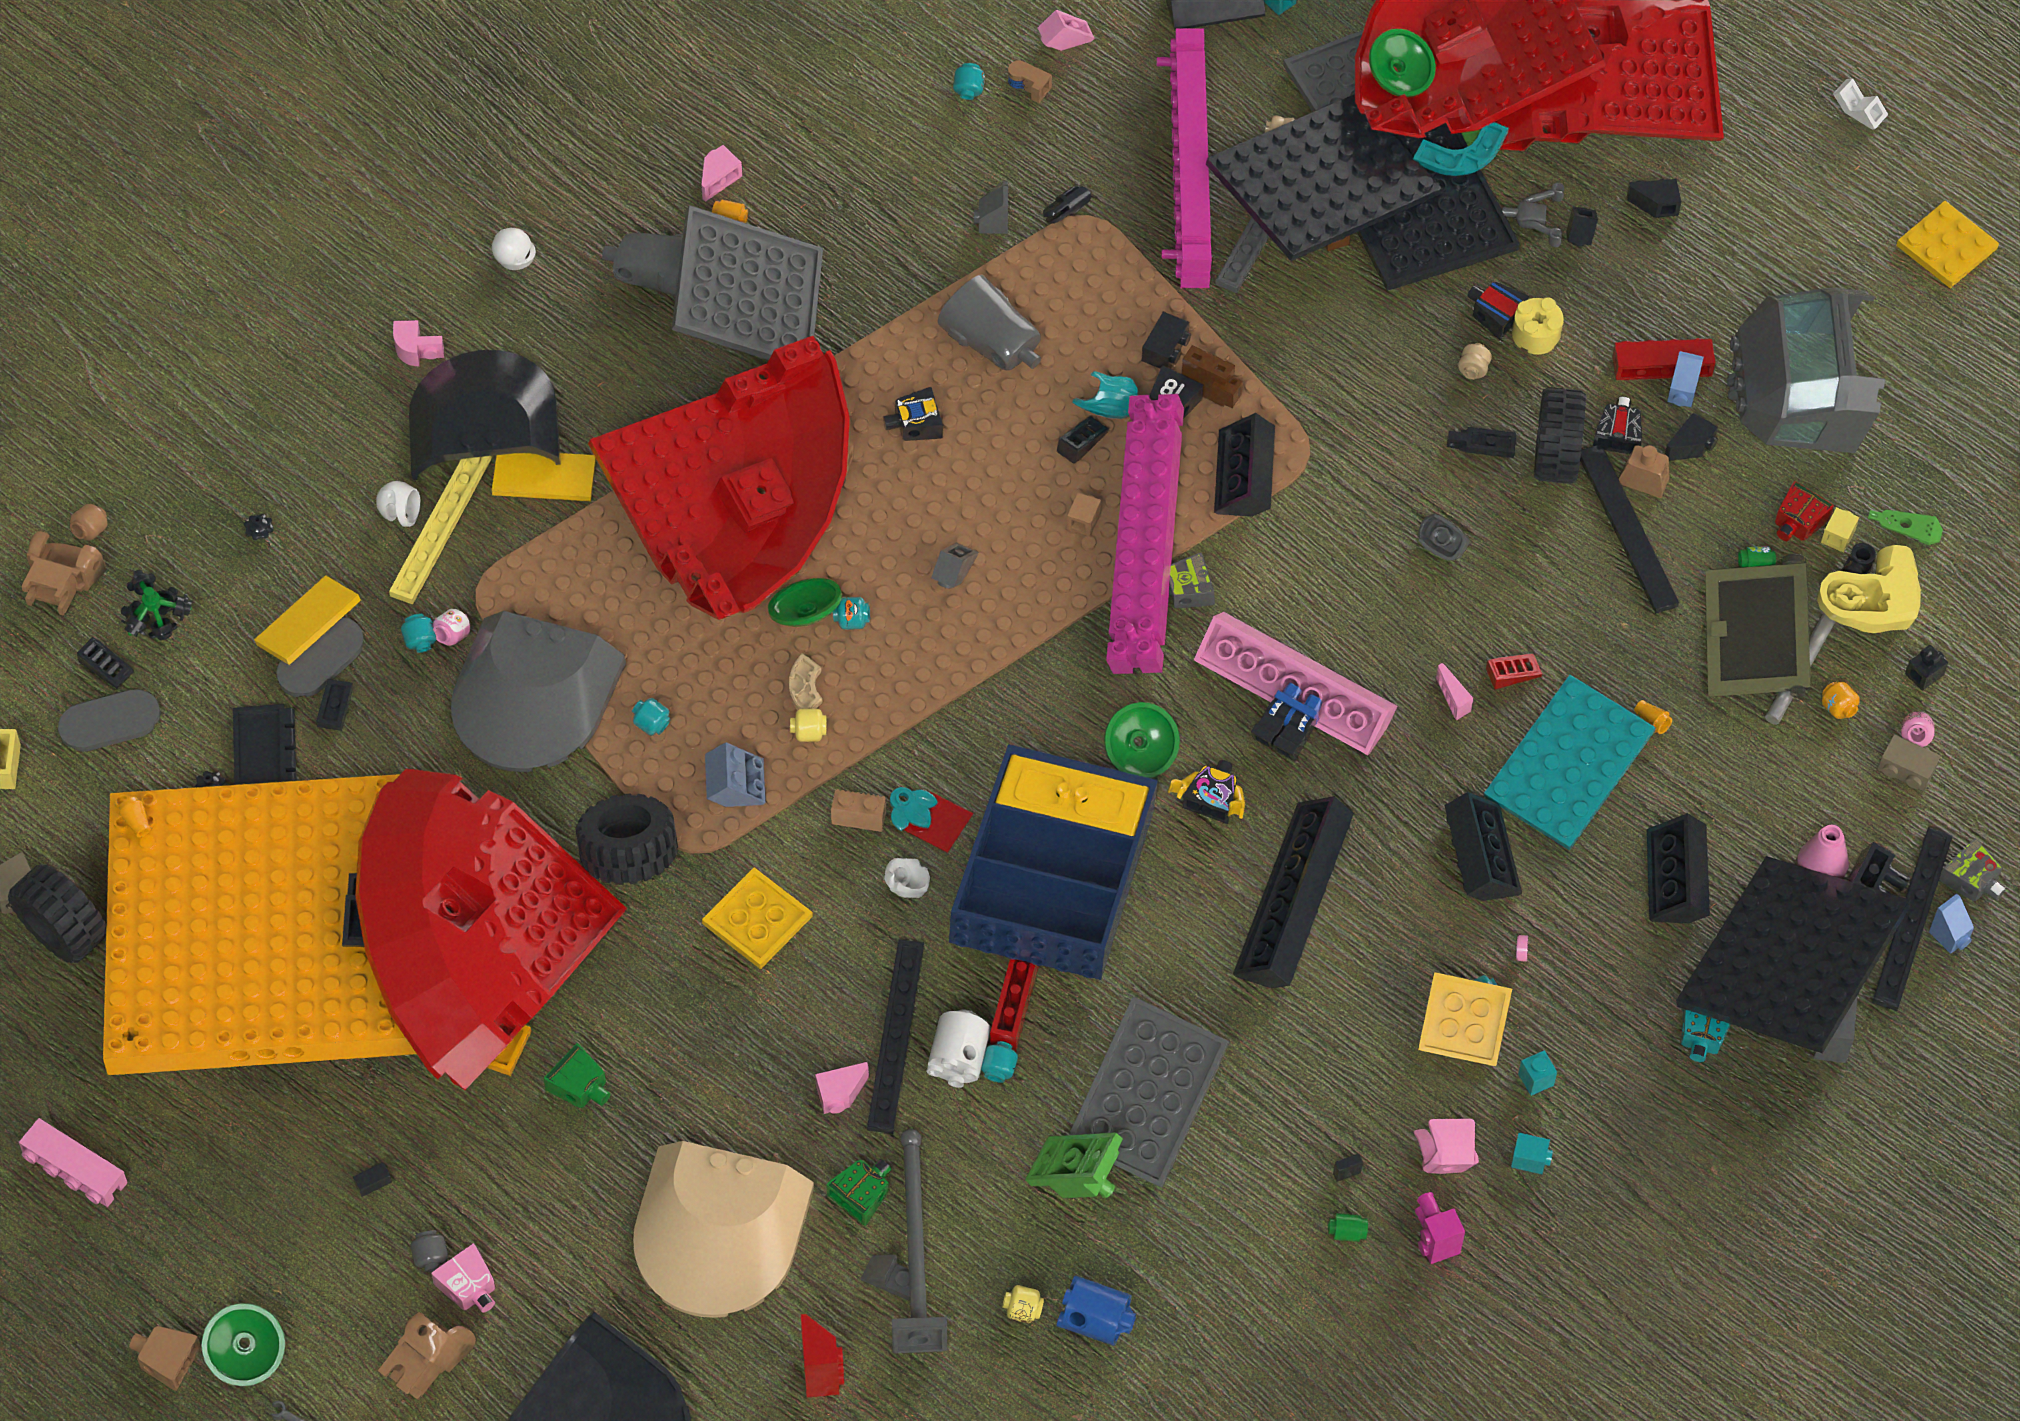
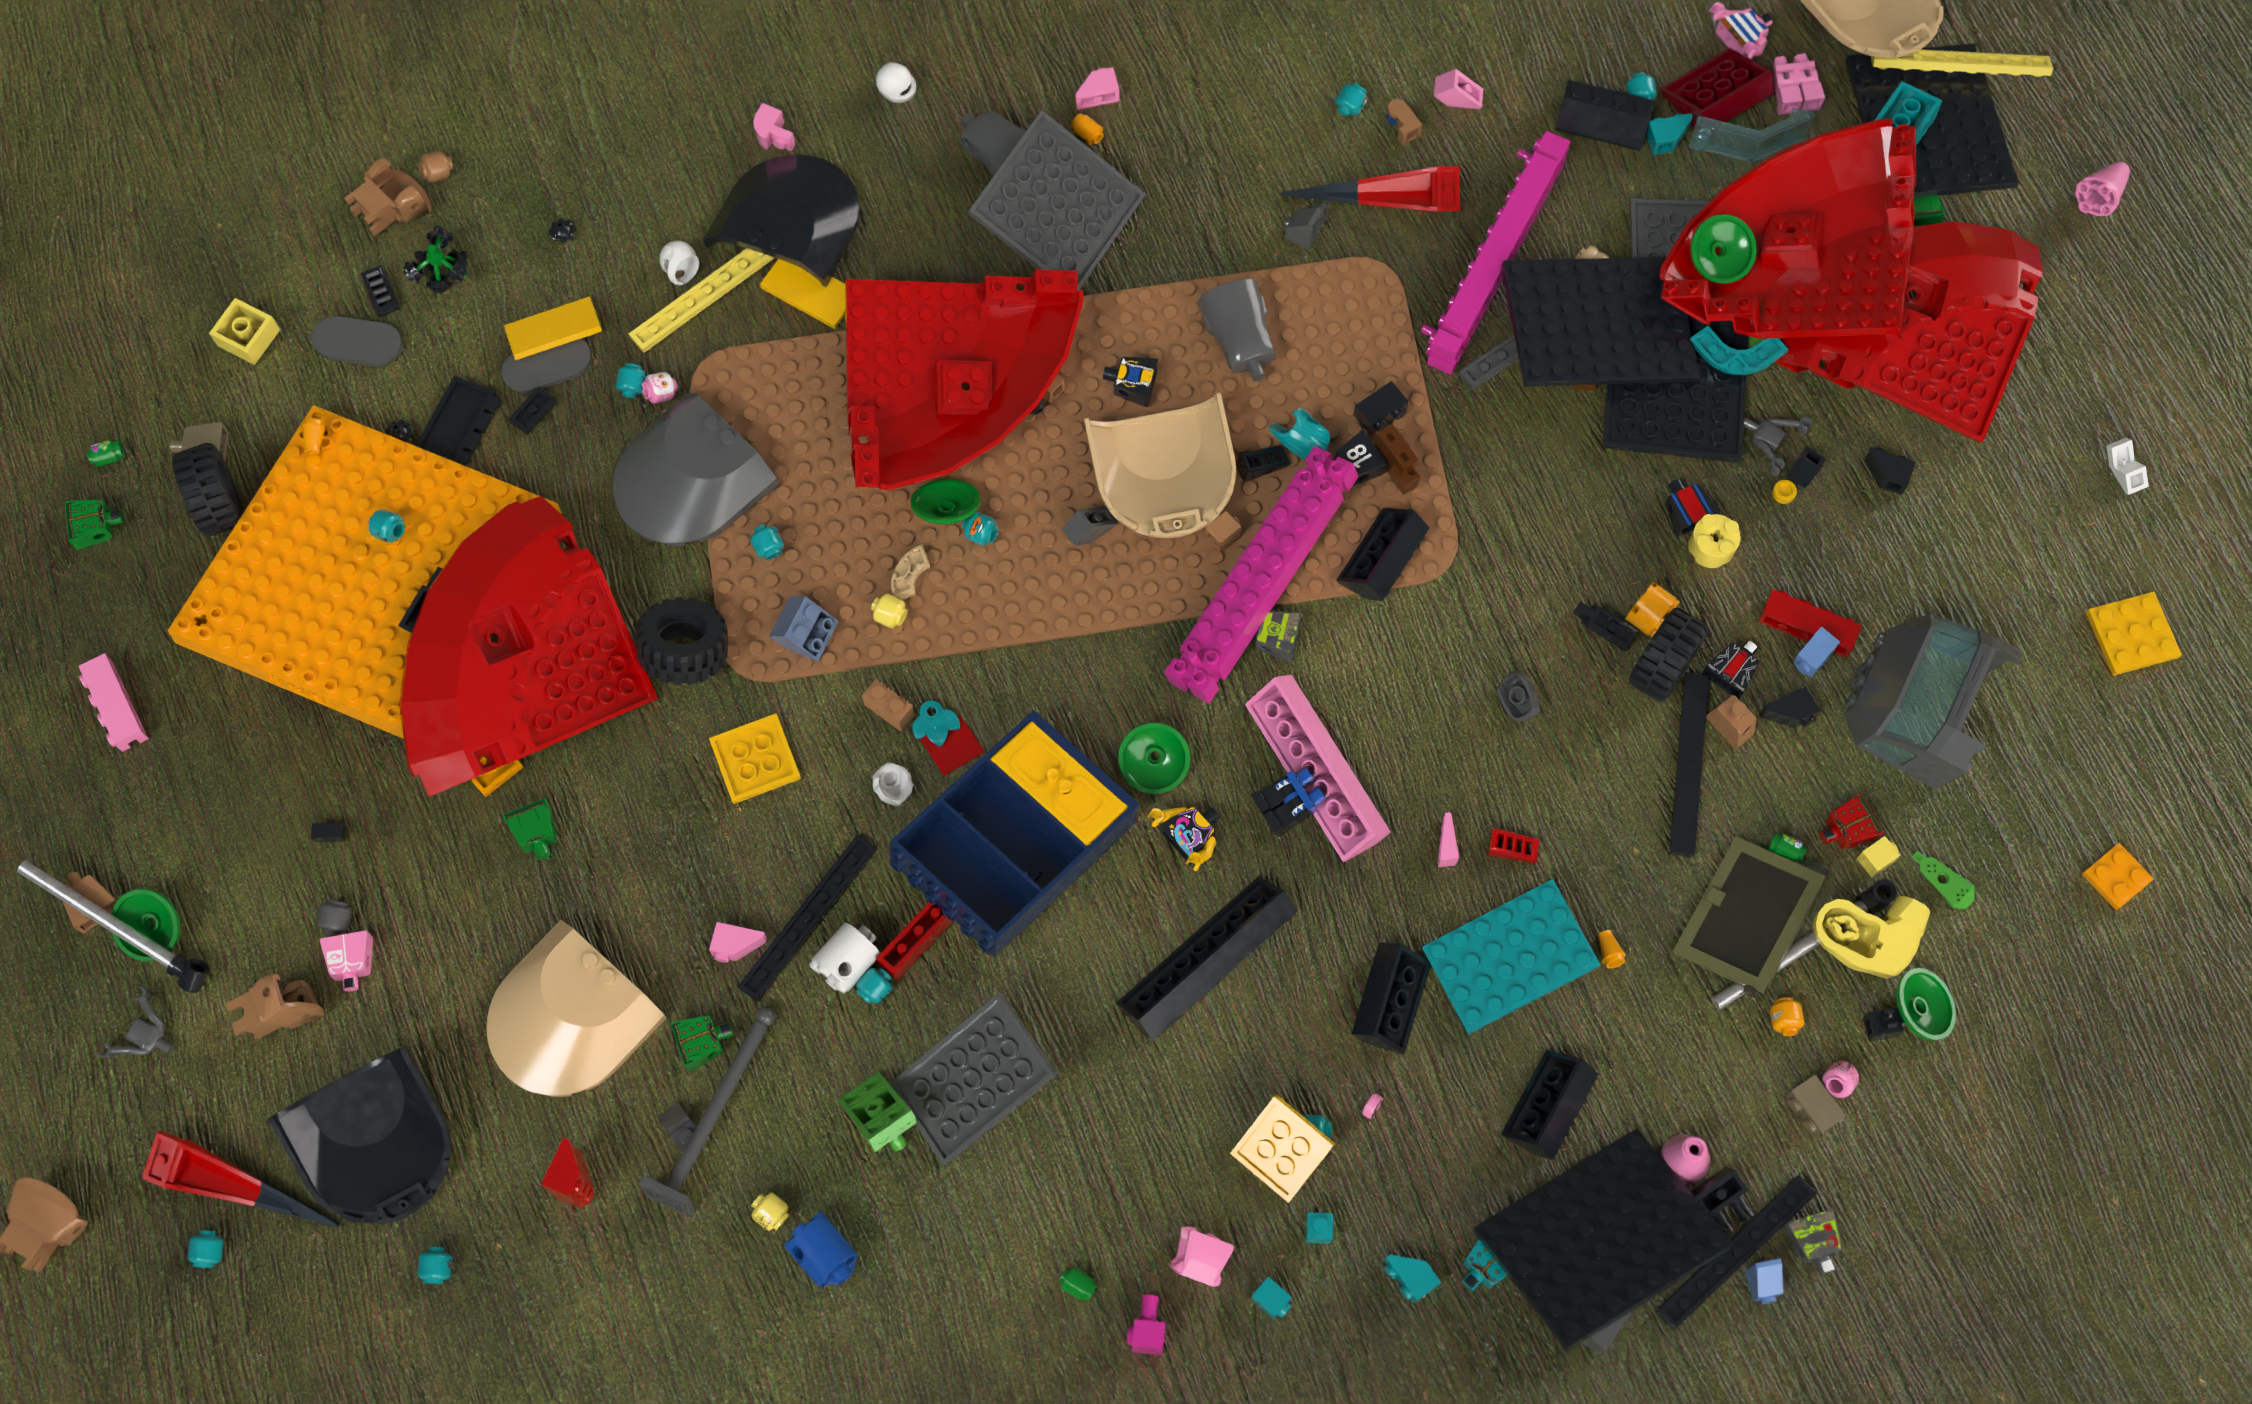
camera: 30 degrees right, 10 degrees up
(268, 863) = (386, 526): none -> teal head
(316, 1368) = (190, 972): none -> flat silver piece
(1000, 479) = (1165, 469): none -> tan windscreen
(1067, 204) = (1370, 246): black arm -> none
(1082, 135) = (1421, 190): none -> red plate
(1348, 1167) = (1108, 1229): black tile -> none
(1474, 361) = (1640, 548): tan piece -> none
(1517, 408) = (1651, 609): none -> light orange brick
(1573, 257) = (1784, 491): none -> yellow tile
(1644, 1073) = (1414, 1276): none -> teal slope
(1953, 632) = (1925, 1004): none -> green dish

